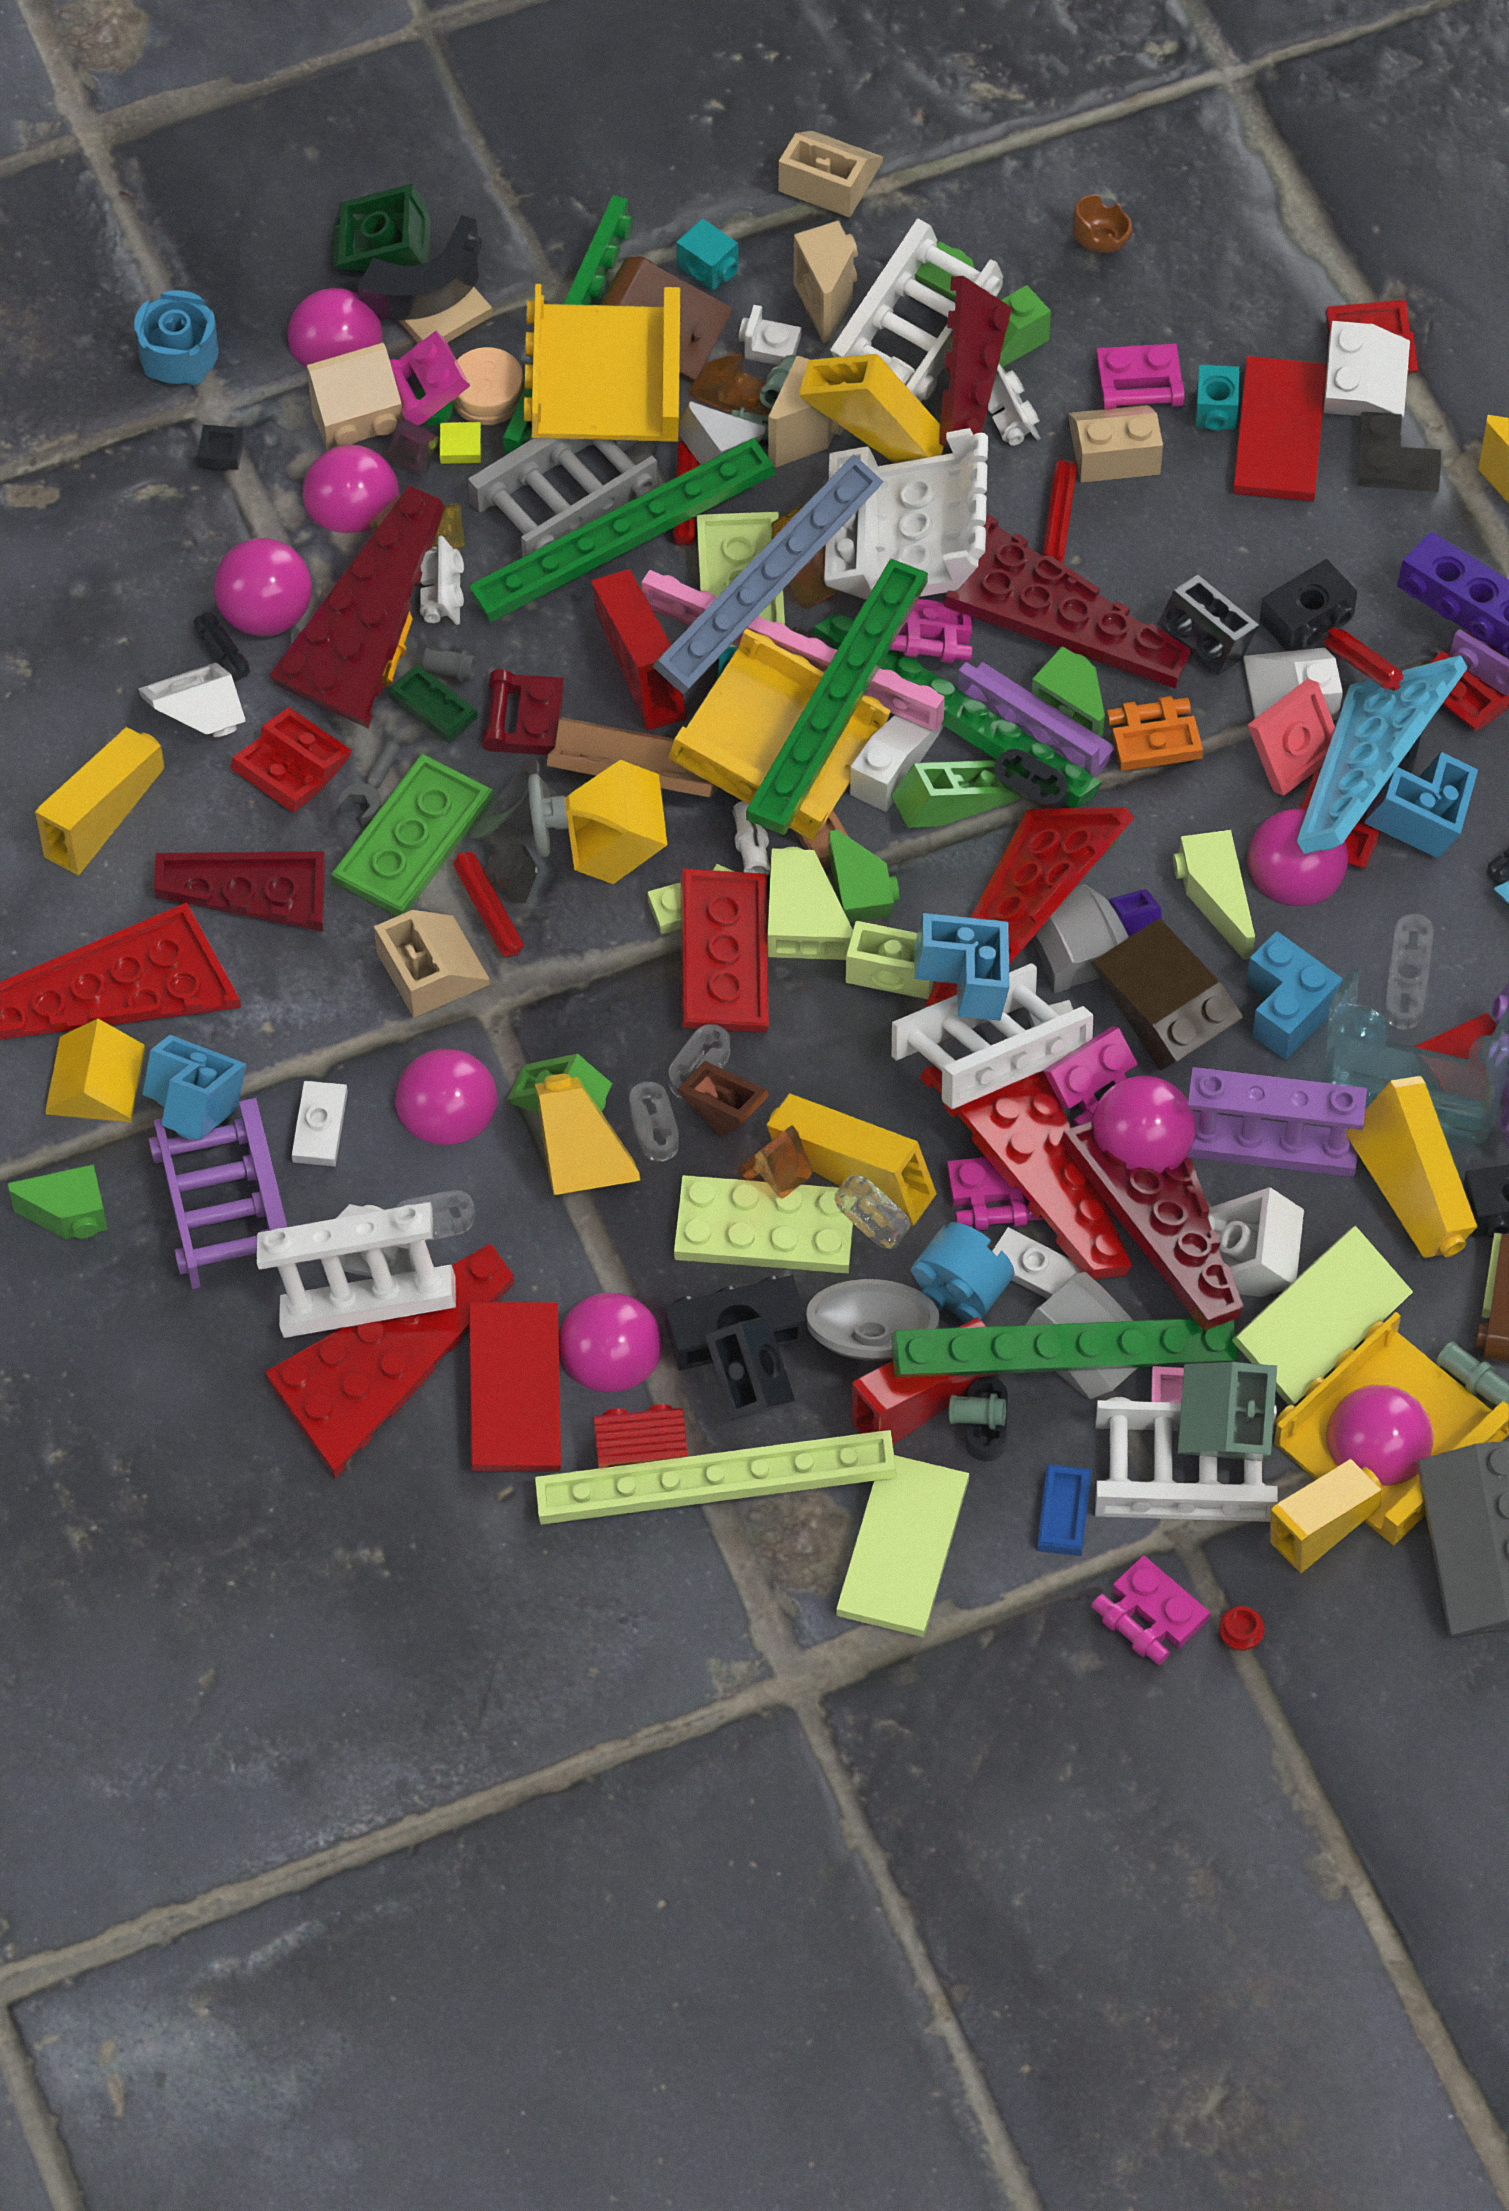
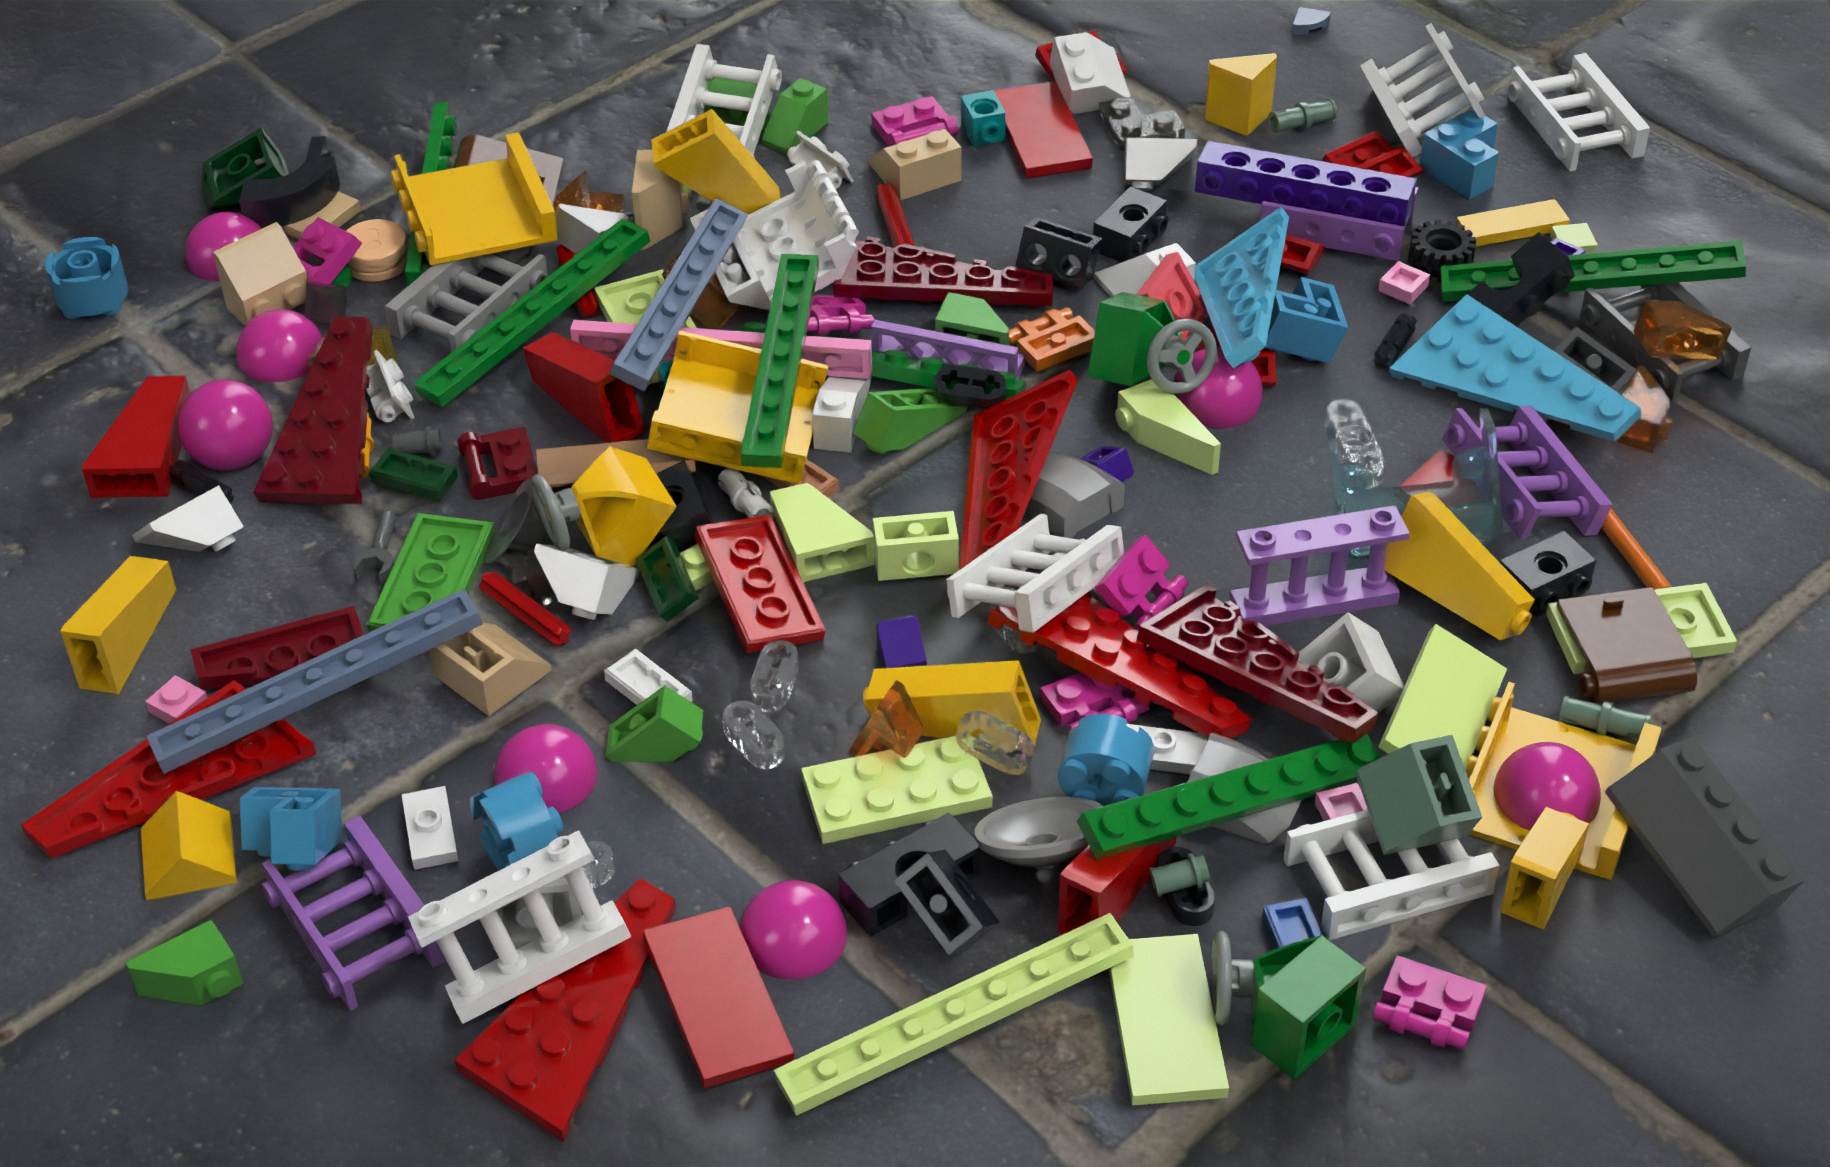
camera: 20 degrees left, 15 degrees down
(129, 904) = (174, 699): none -> bright pink plate
(177, 576) = (140, 443): none -> red slope
(220, 447) = (152, 345): black plate -> none
(258, 938) = (313, 680): none -> sand blue plate
(291, 759) = (295, 550): red slope -> none
(393, 1156) = (515, 819): none -> dark azure brick
(460, 442) = (366, 294): neon yellow tile -> none
(554, 893) = (585, 580): none -> white slope
(573, 1029) = (640, 677): none -> white plate
(578, 1139) = (693, 757): yellow slope -> none
(636, 915) = (667, 578): none -> dark green plate
(639, 1436) = (862, 999): red brick -> none
(687, 833) = (690, 504): none -> black brick
(707, 255) = (532, 122): teal brick -> none
(721, 1097) = (812, 692): copper slope -> none
(766, 339) = (602, 170): white bracket -> none
(775, 381) = (621, 191): sand green pin -> none
(825, 275) = (629, 108): tan slope -> none
(826, 171) = (602, 56): tan slope -> none
(835, 1066) = (901, 642): none -> dark purple slope
(860, 879) = (855, 490): bright green slope -> none
(968, 954) = (992, 507): dark azure brick -> none
(977, 343) = (780, 123): dark red wing -> none
(1021, 1565) = (1299, 997): none -> green piece
(1100, 226) = (835, 43): dark orange hair -> none
(1145, 1123) = (1205, 600): dark pink piece -> none
(1165, 993) = (1170, 503): dark brown slope -> none
(1229, 781) = (1140, 337): none -> green piece
(1241, 1628) = (1522, 990): red plate -> none
(1295, 993) = (1271, 475): dark azure brick -> none
(1363, 659) = (1200, 240): red axle -> none
(1377, 521) = (1155, 159): none -> white slope

